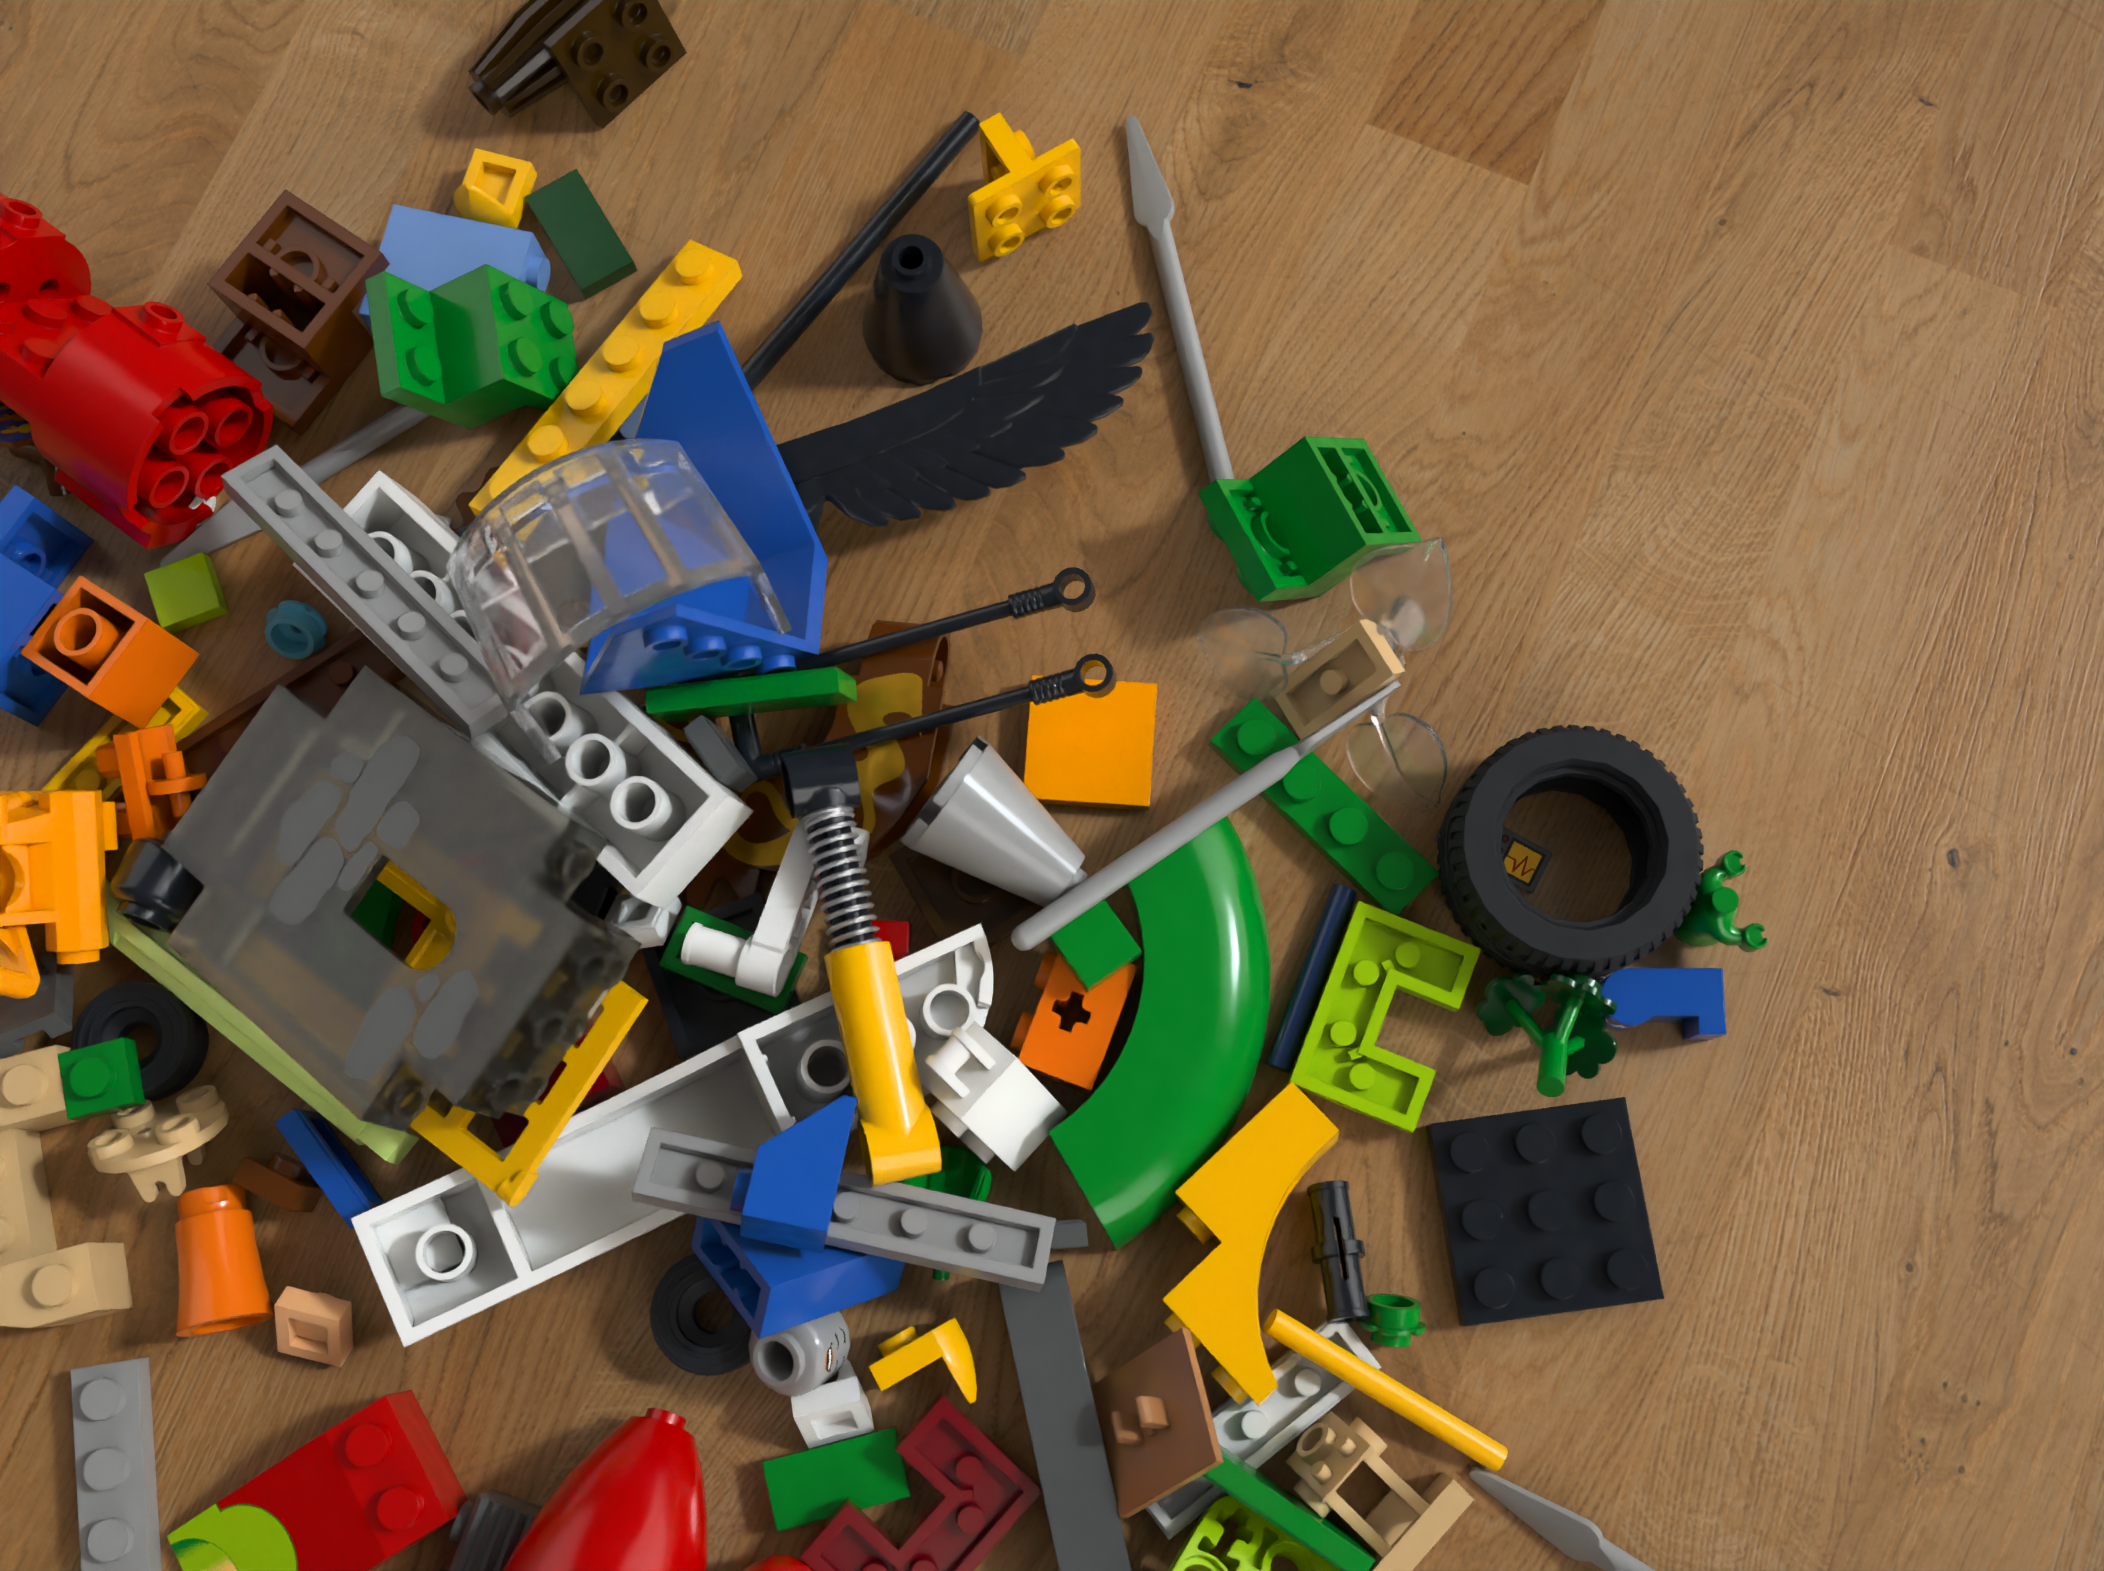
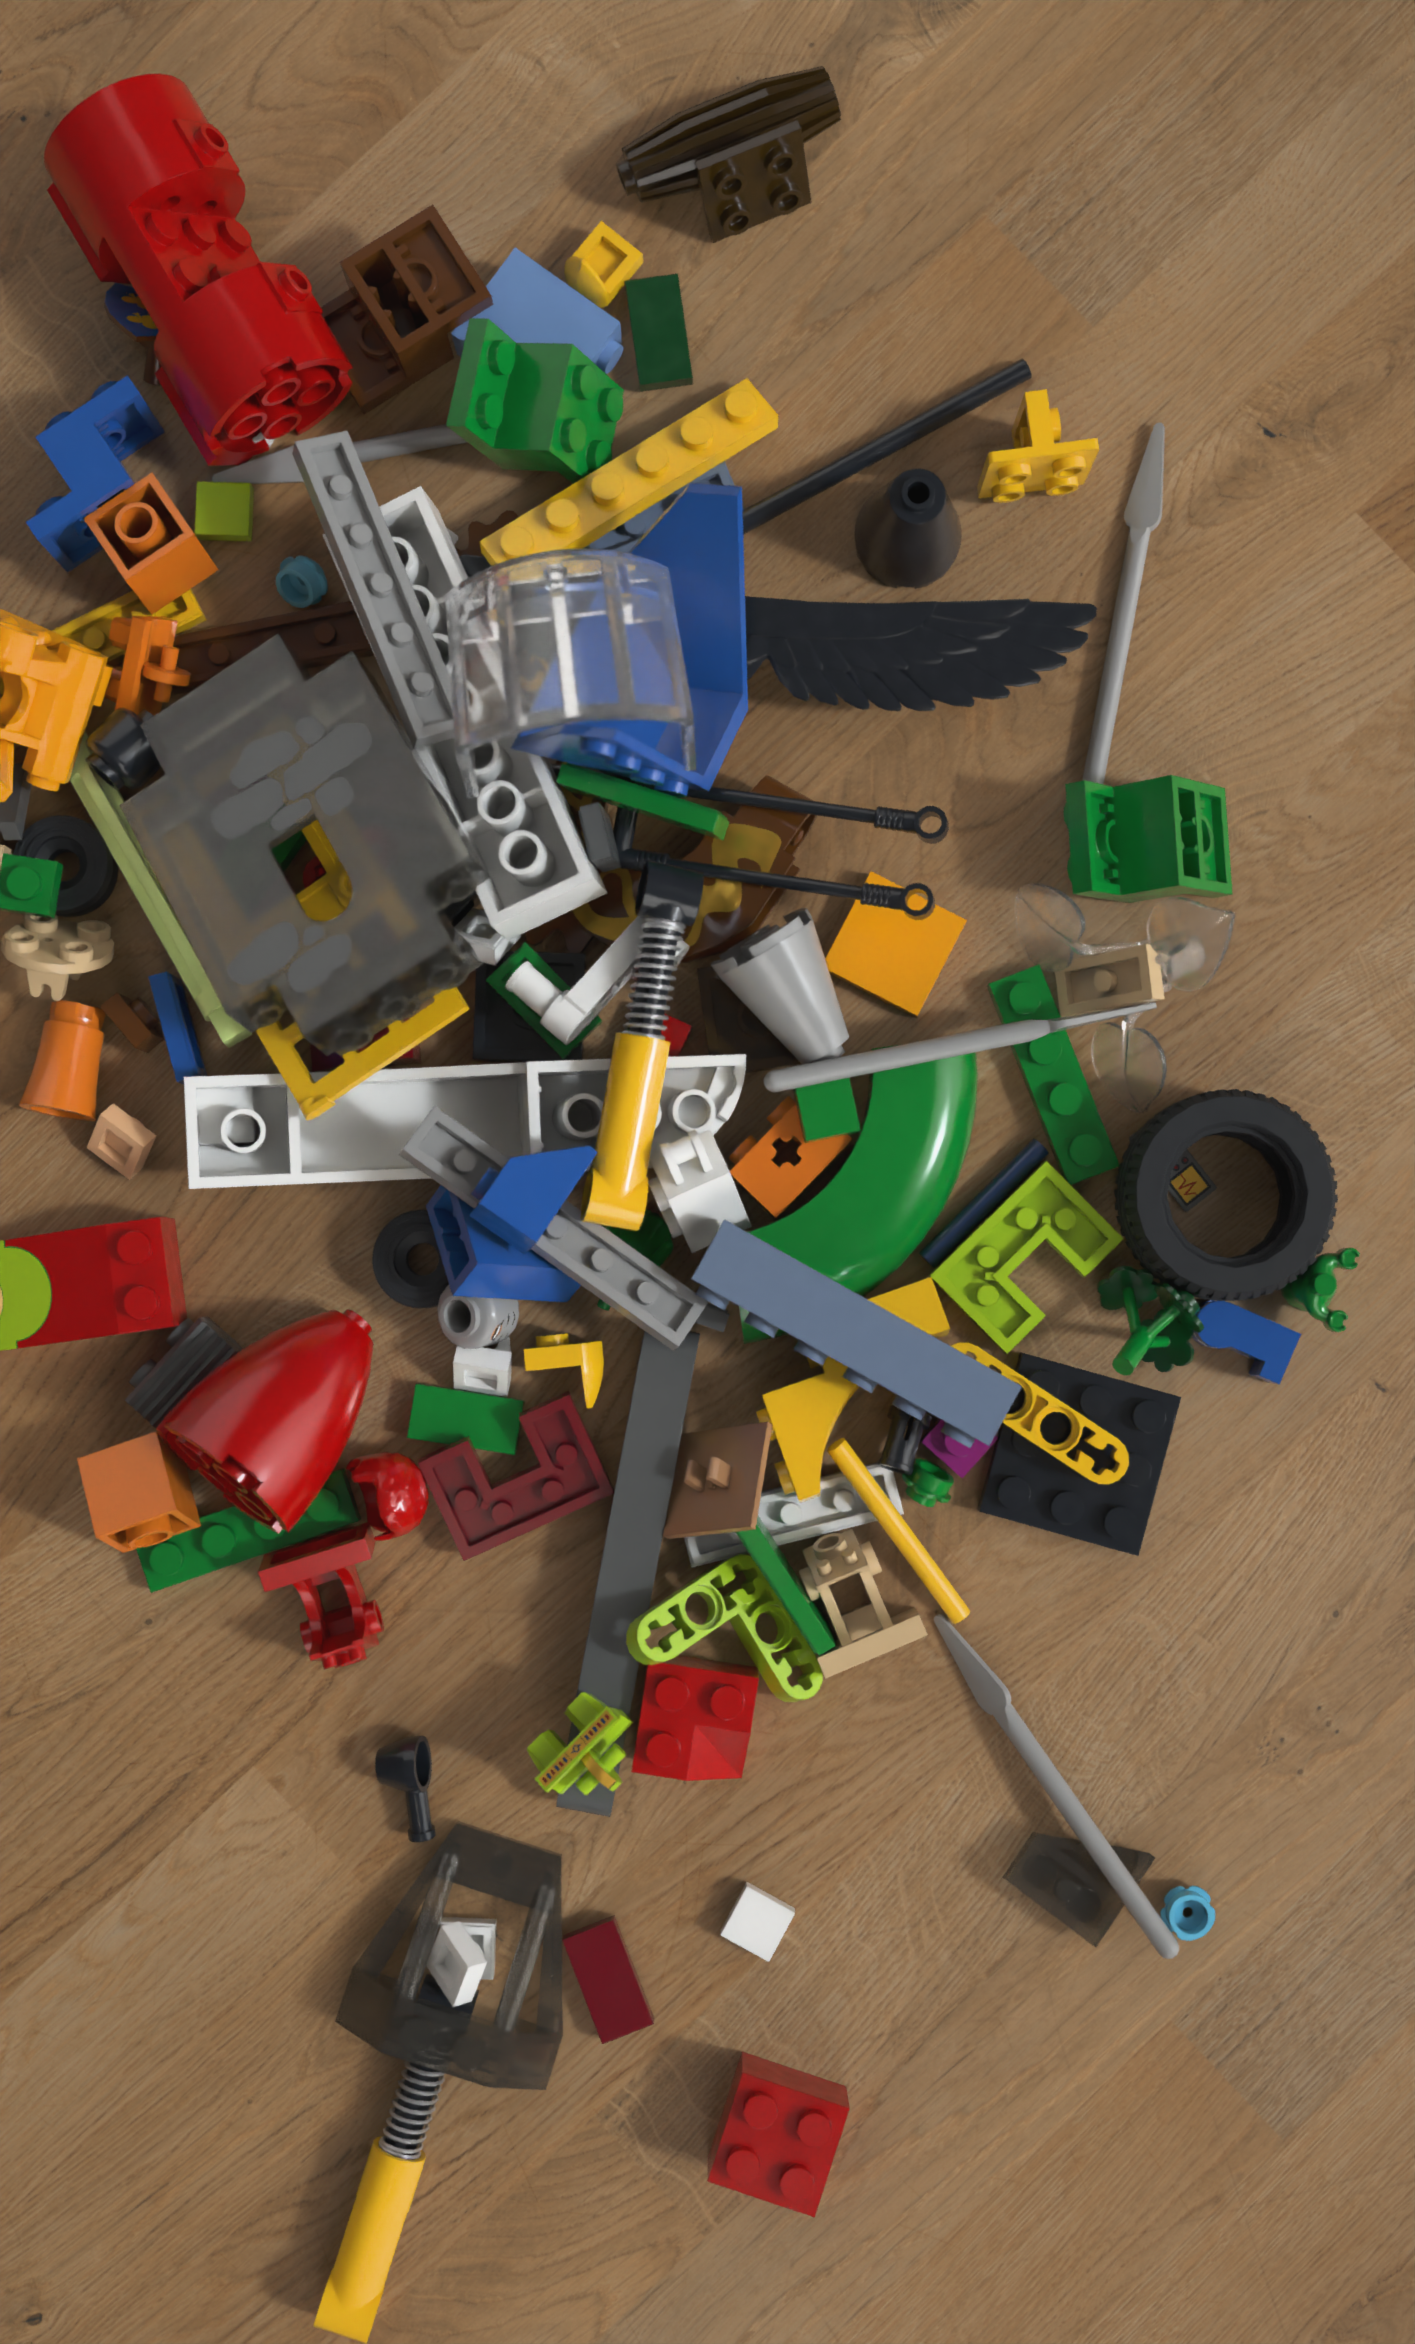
camera: 25 degrees right, 10 degrees up
(1237, 1181) = (855, 1333): none -> sand blue brick
(1403, 1253) = (953, 1453): none -> magenta plate
(1473, 1179) = (1039, 1404): none -> yellow beam

